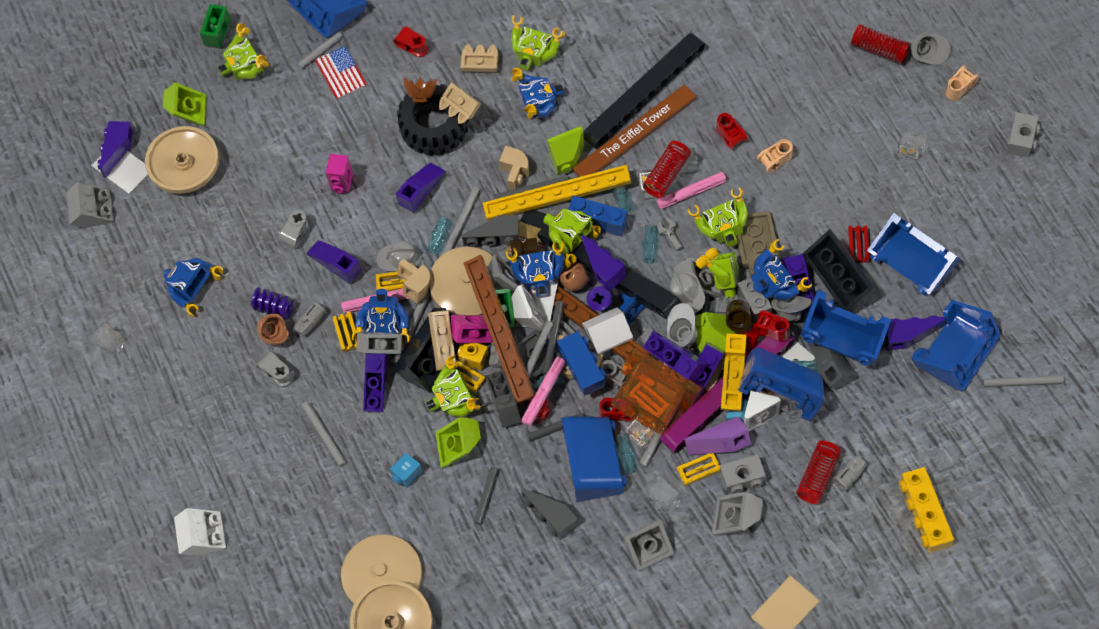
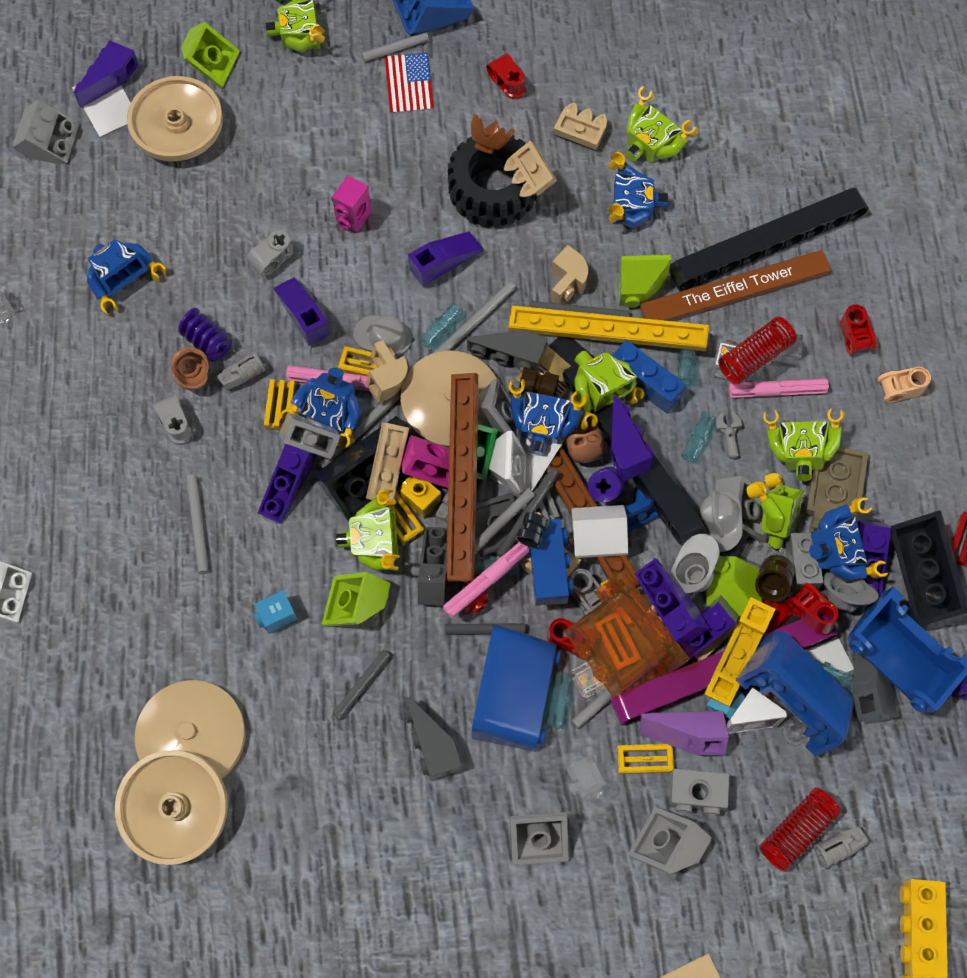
camera: 15 degrees right, 5 degrees up
(562, 344) = (532, 530): none -> black wheel

